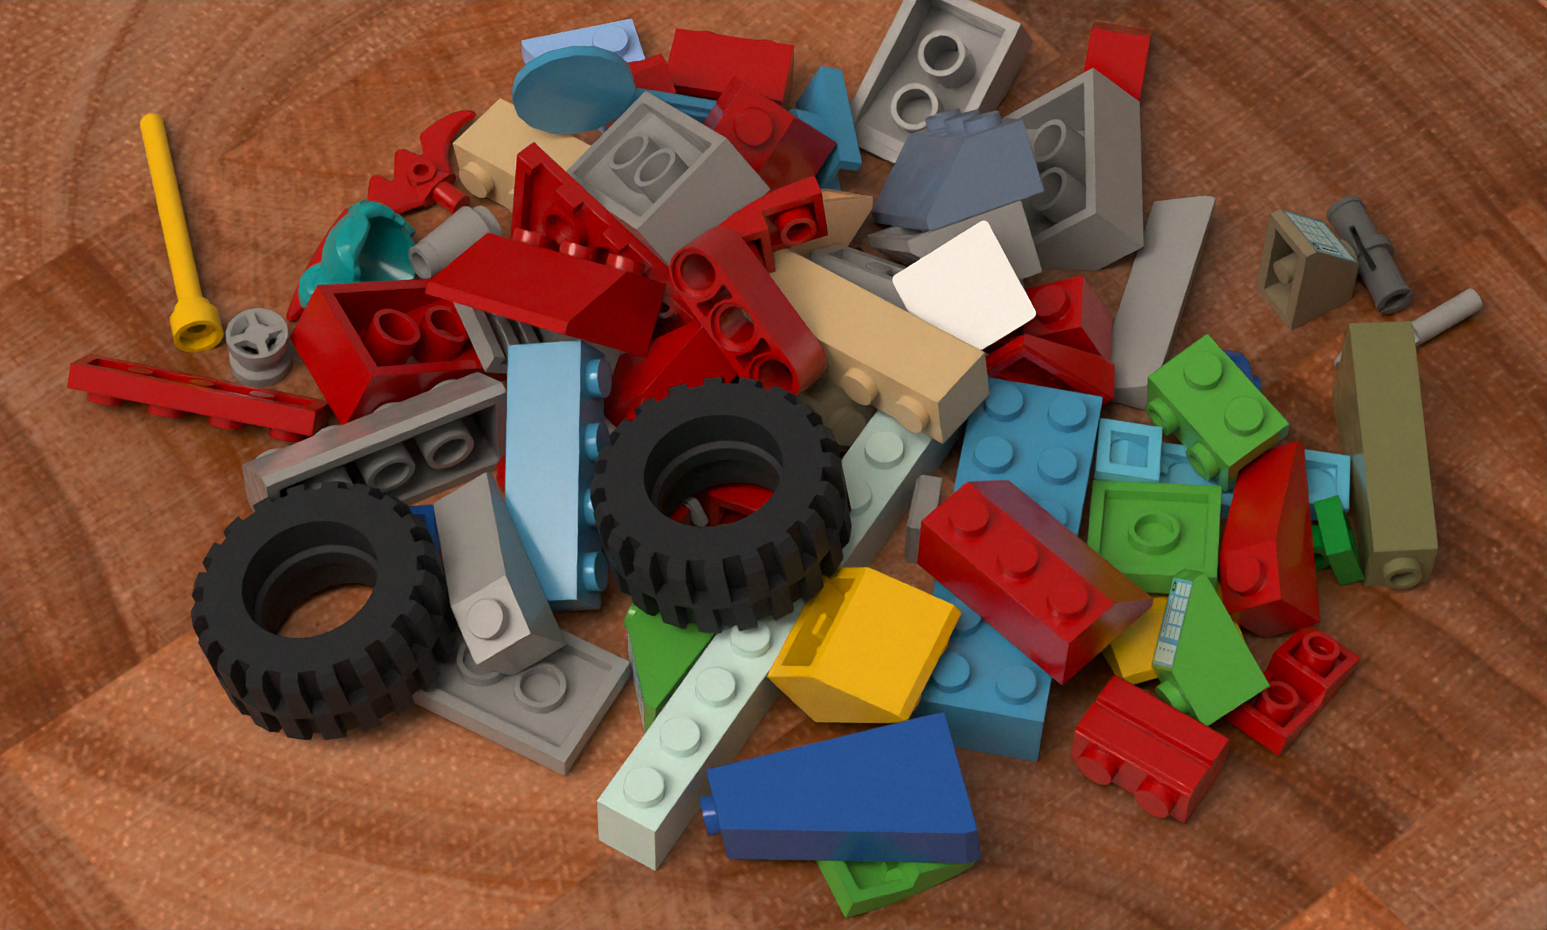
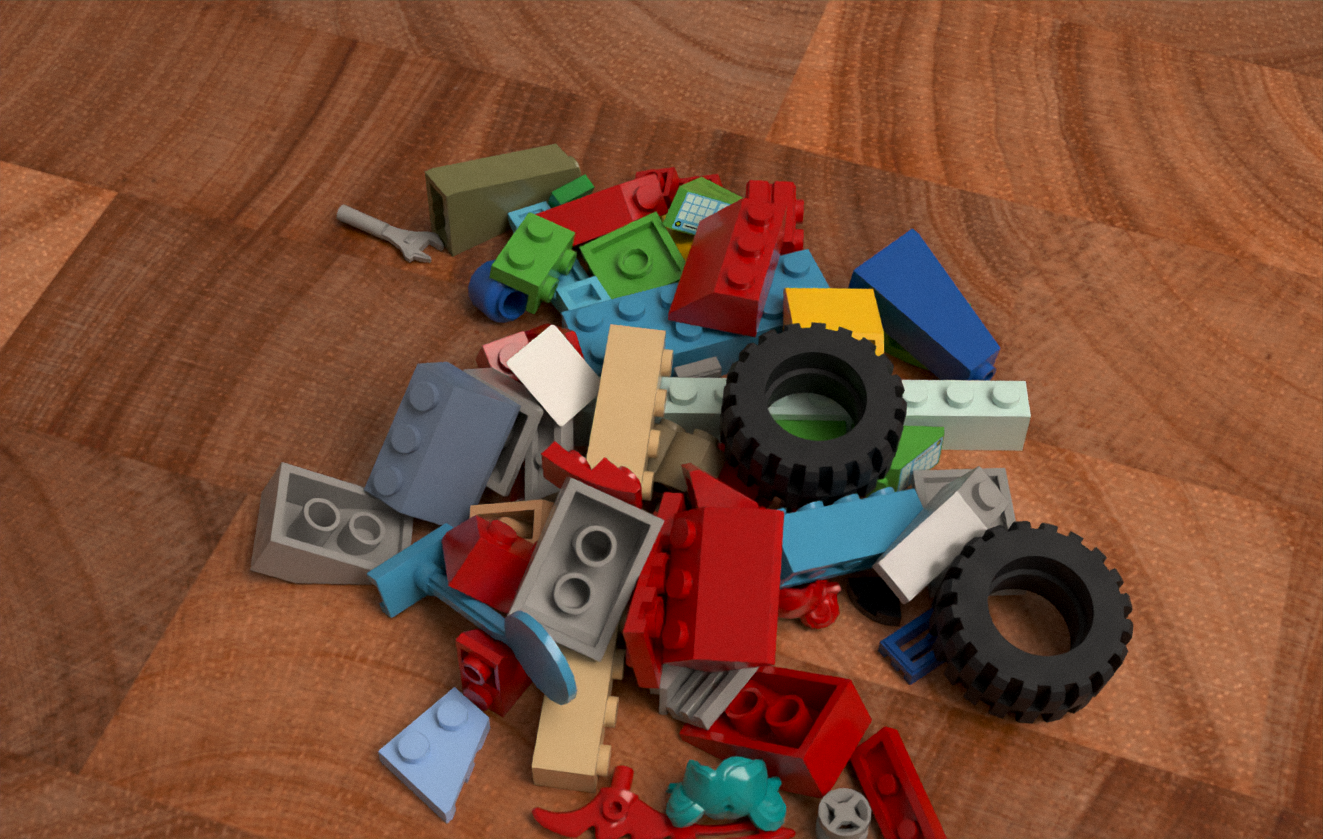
camera: 120 degrees left, 5 degrees down
(400, 448) = (900, 674): light grey slope -> none
(451, 239) = (667, 741): light grey cone -> none
(706, 62) = (413, 643): red brick -> none
(745, 284) = (674, 449): red beam -> none
(1090, 174) = (350, 423): light grey slope -> none
(1119, 55) = (249, 446): red slope -> none
(1157, 293) = (393, 354): light grey slope -> none
(1304, 268) = (381, 275): dark tan slope -> none
(1377, 269) = (321, 280): dark grey pin -> none

